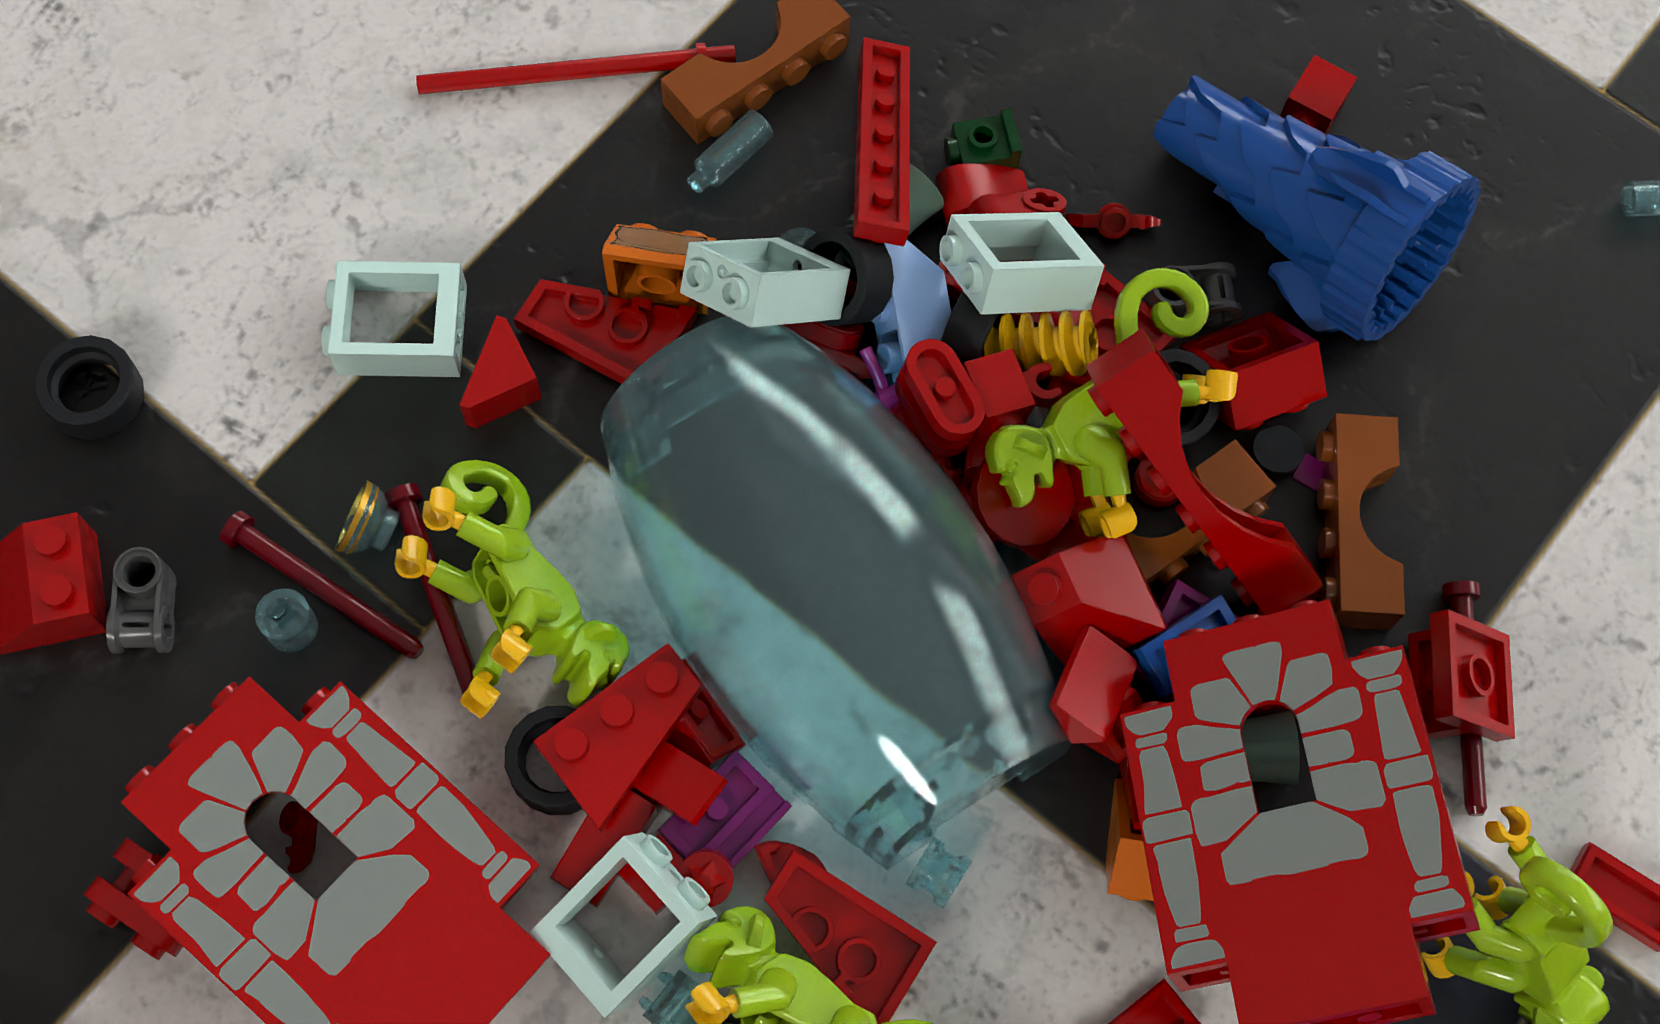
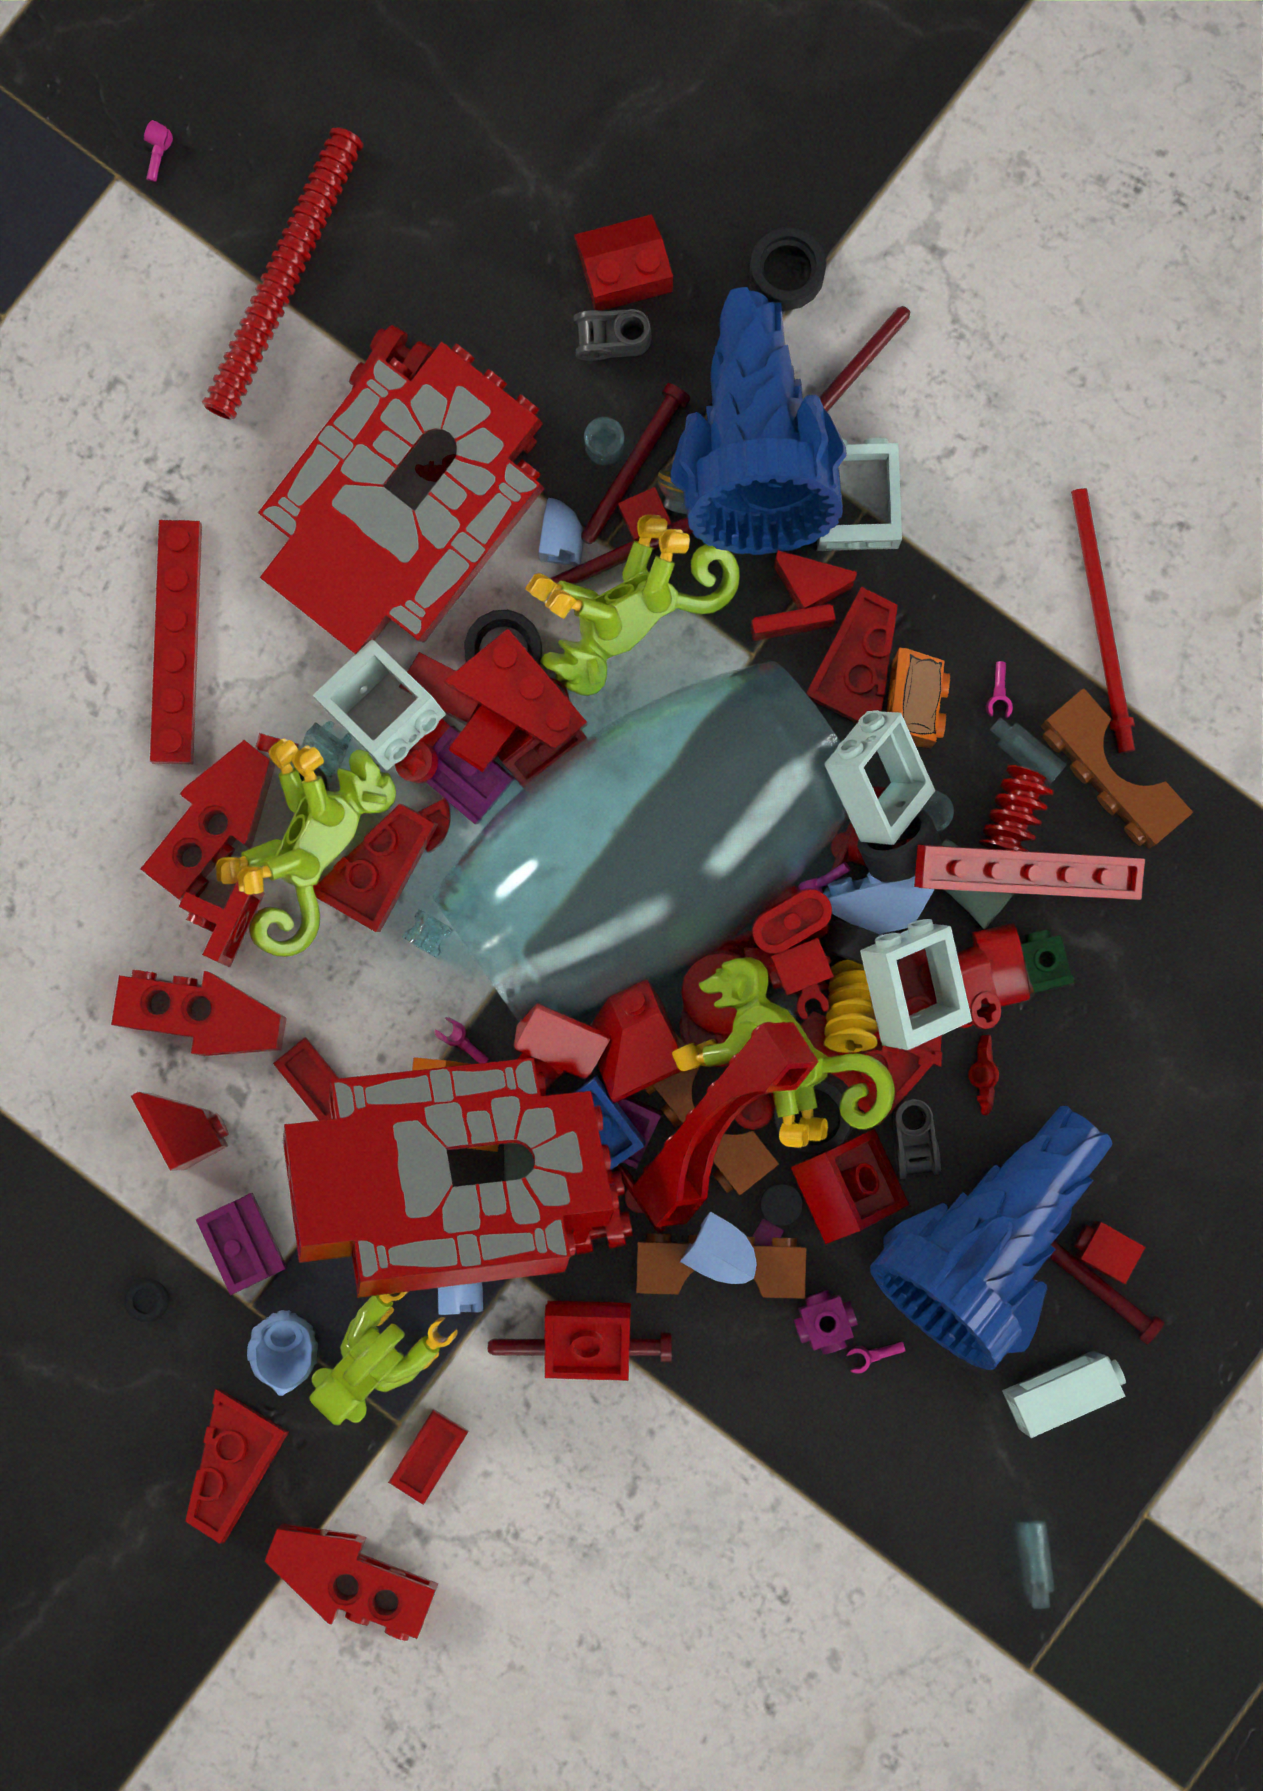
camera: 95 degrees right, 15 degrees up
(307, 386) = (864, 357): none -> dark red bar
(339, 412) = (765, 458): none -> blue cone
(383, 582) = (639, 505): none -> red tile
(407, 684) = (560, 535): none -> light blue brick
(551, 401) = (792, 622): none -> red tile
(668, 190) = (999, 691): none -> dark pink hand
(802, 164) = (1016, 809): none -> red piece
(1077, 838) = (458, 1038): none -> dark pink hand
(1352, 504) = (721, 1252): none -> light blue brick
(1398, 69) = (1148, 1327): none -> dark red bar
(1422, 400) = (822, 1305): none -> magenta brick
(1451, 360) = (875, 1354): none -> dark pink hand
(1492, 139) = (1065, 1393): none -> light aqua window

